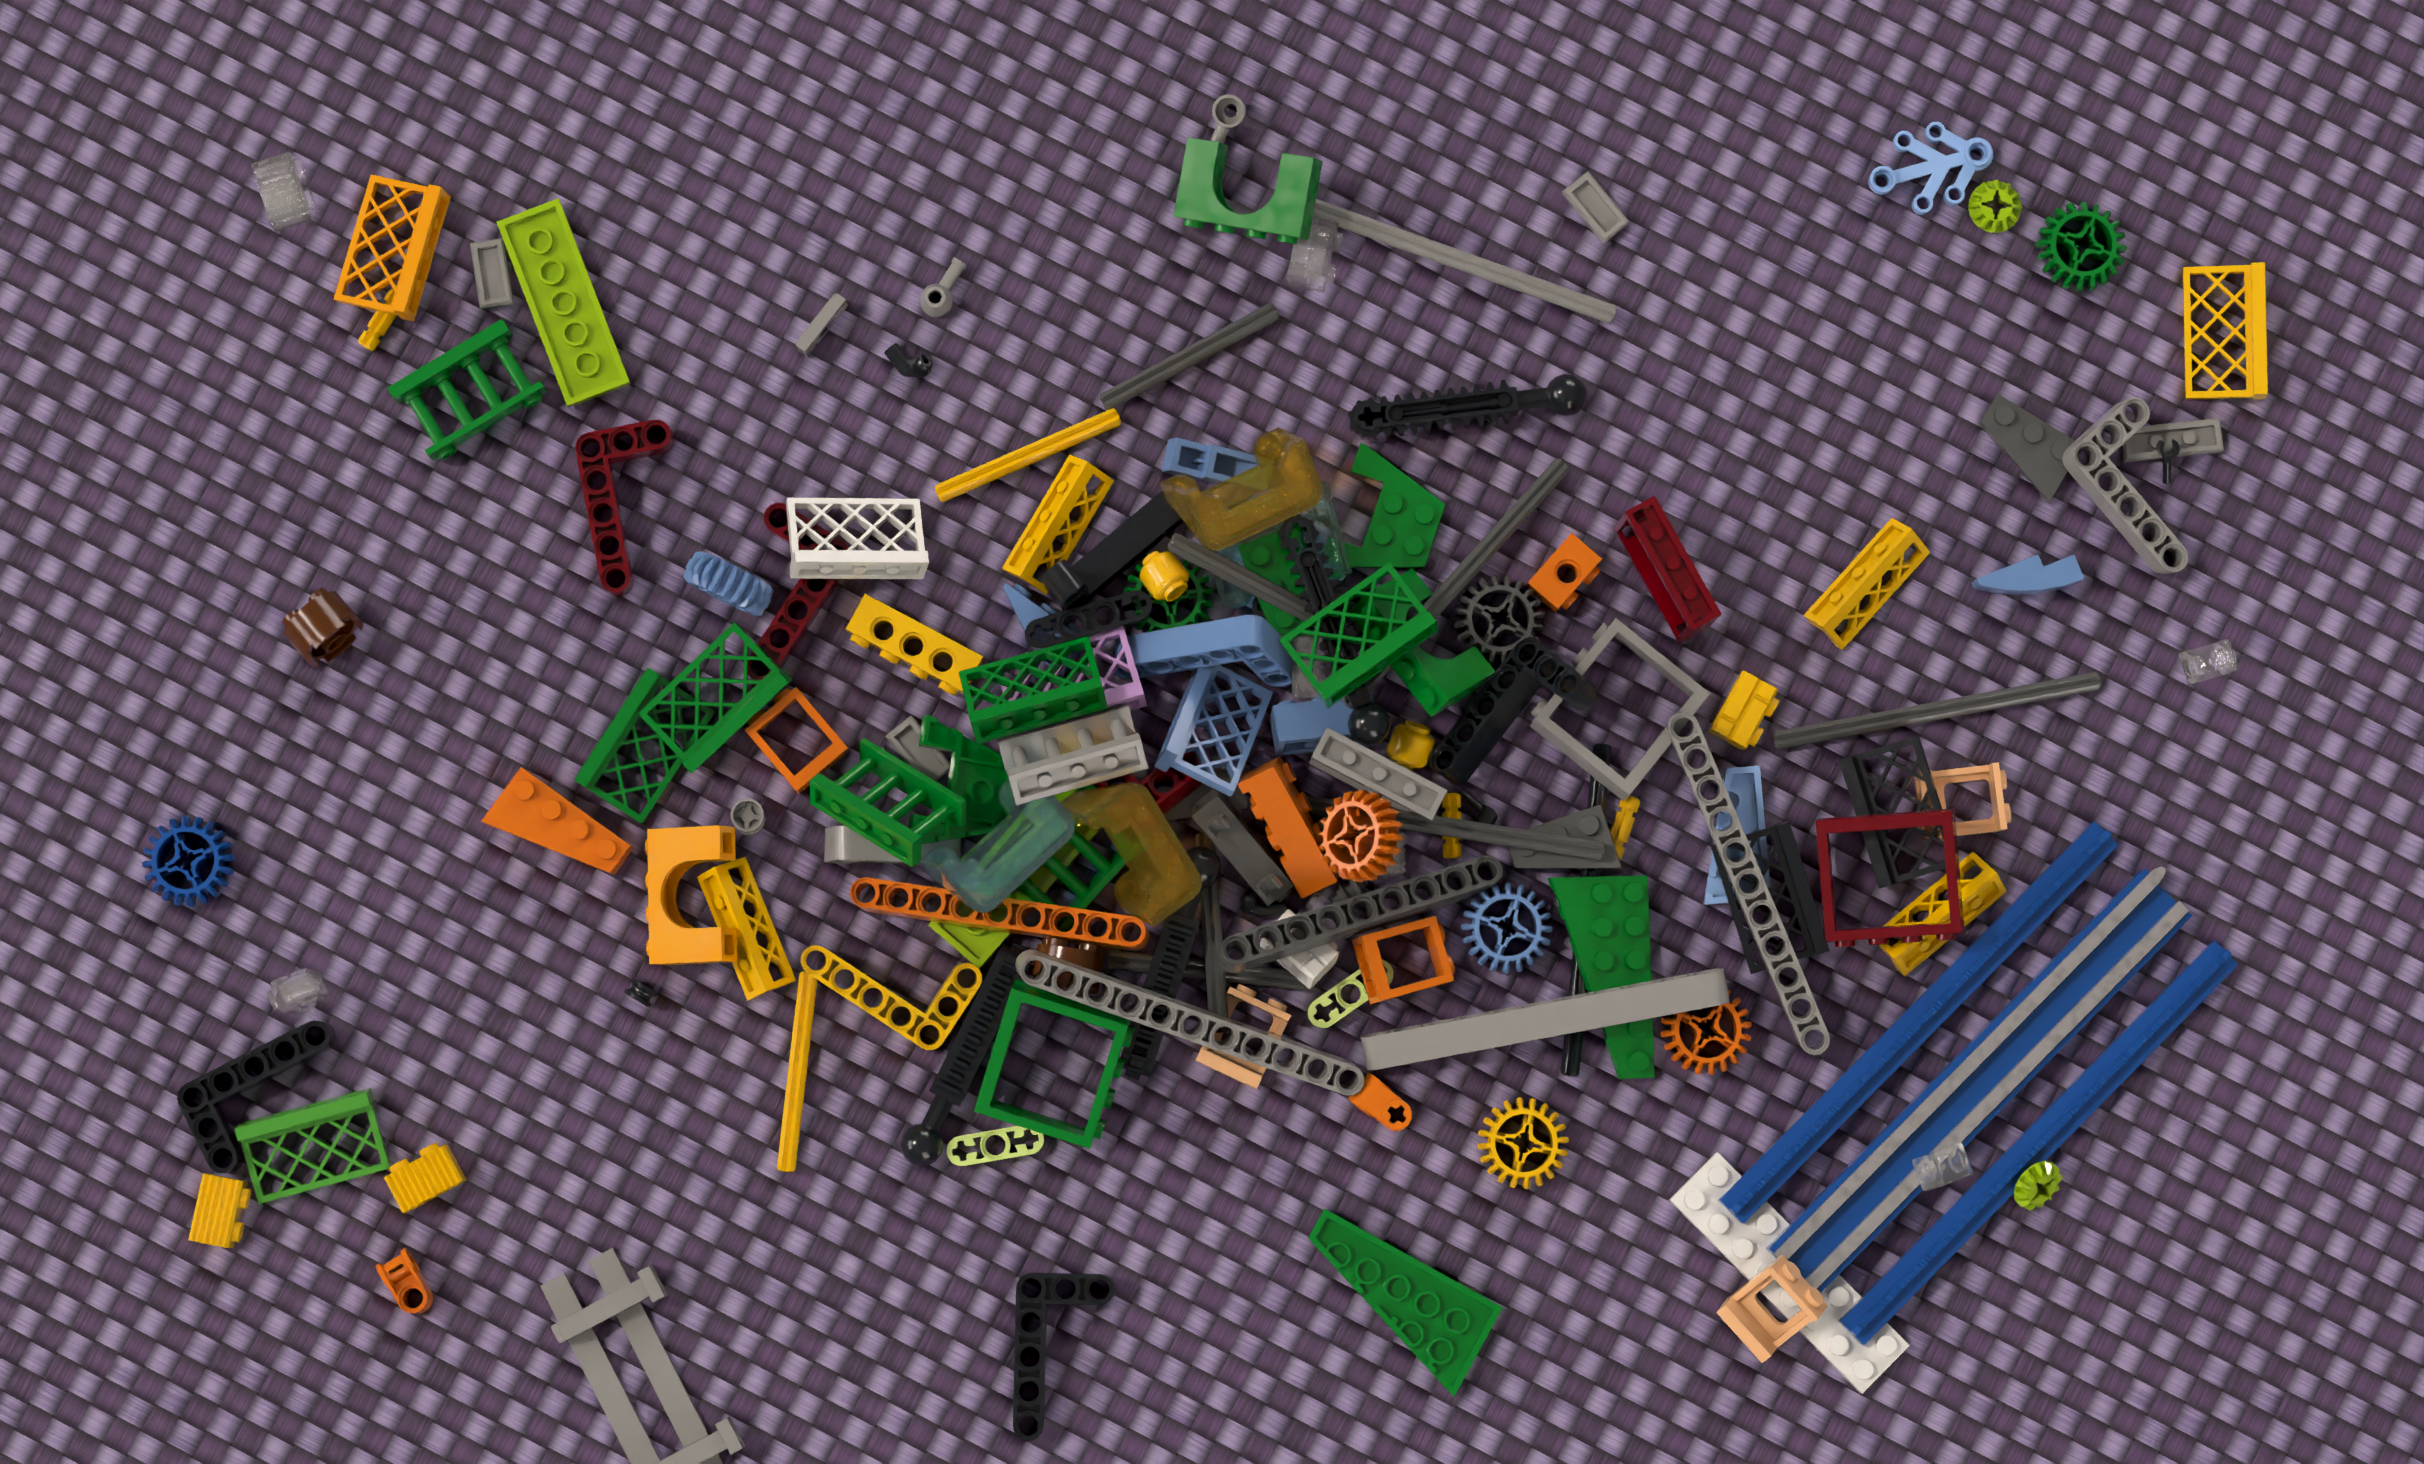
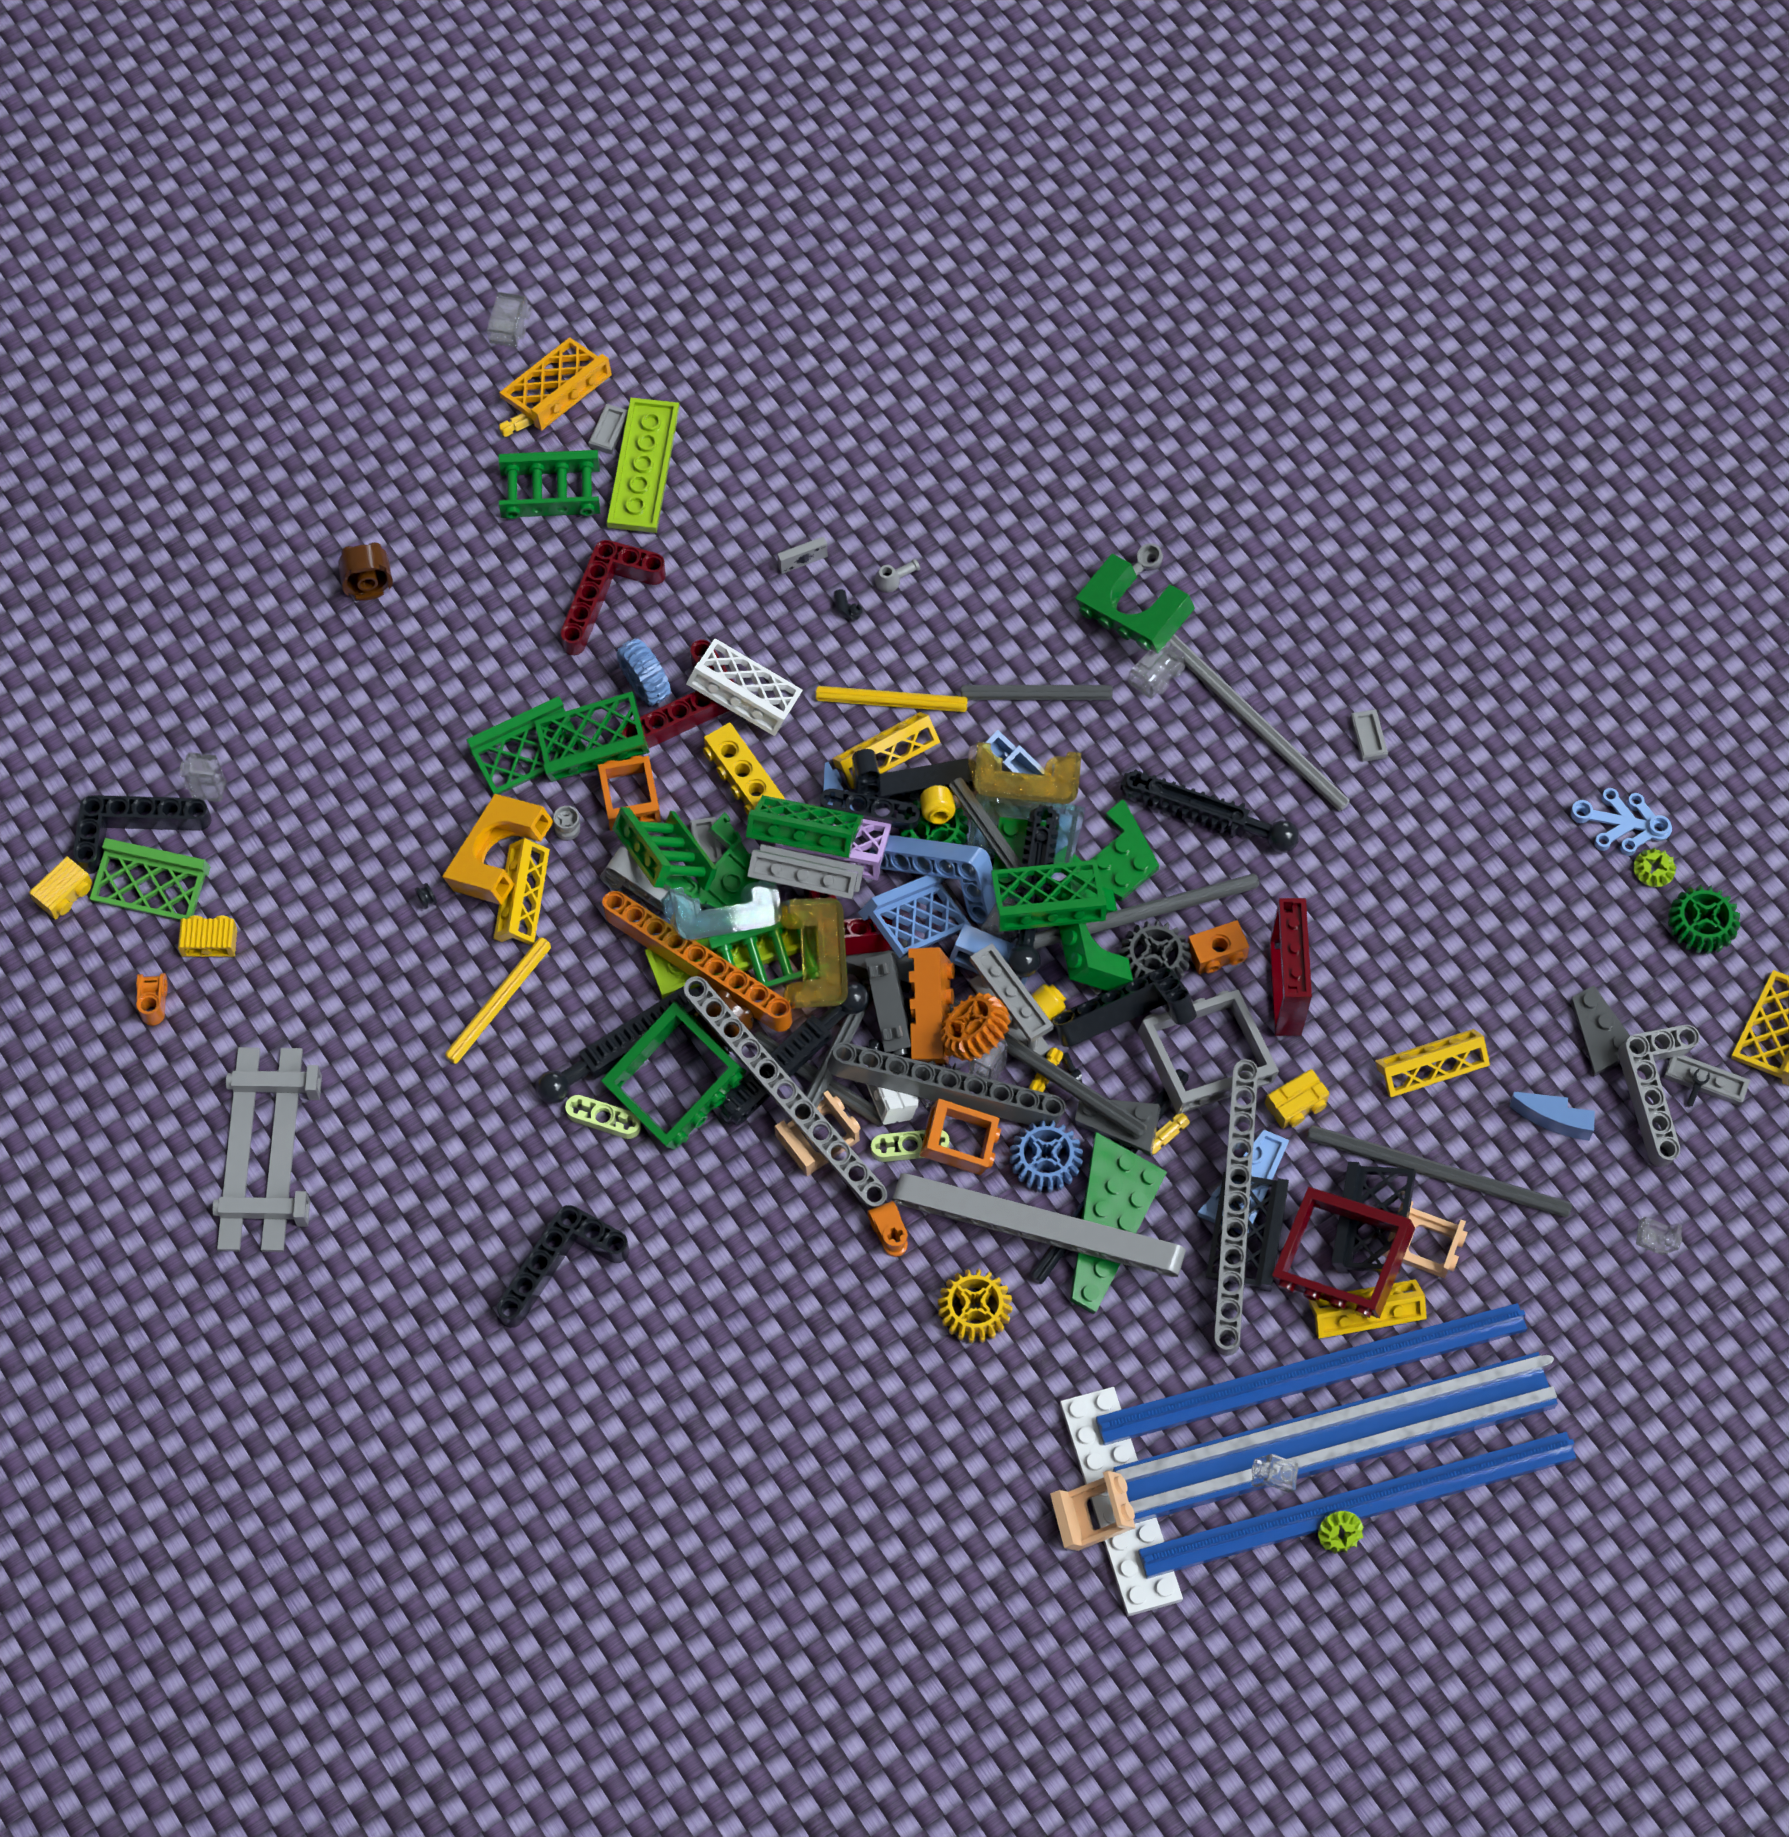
camera: 35 degrees right, 20 degrees down
(181, 846) = (181, 662): blue gear -> none
(549, 820) = (434, 758): orange wedge -> none
(890, 1001) = (589, 984): yellow beam -> none
(1422, 1306) = (838, 1380): green wing -> none
(1731, 1043) = (1162, 1316): orange gear -> none

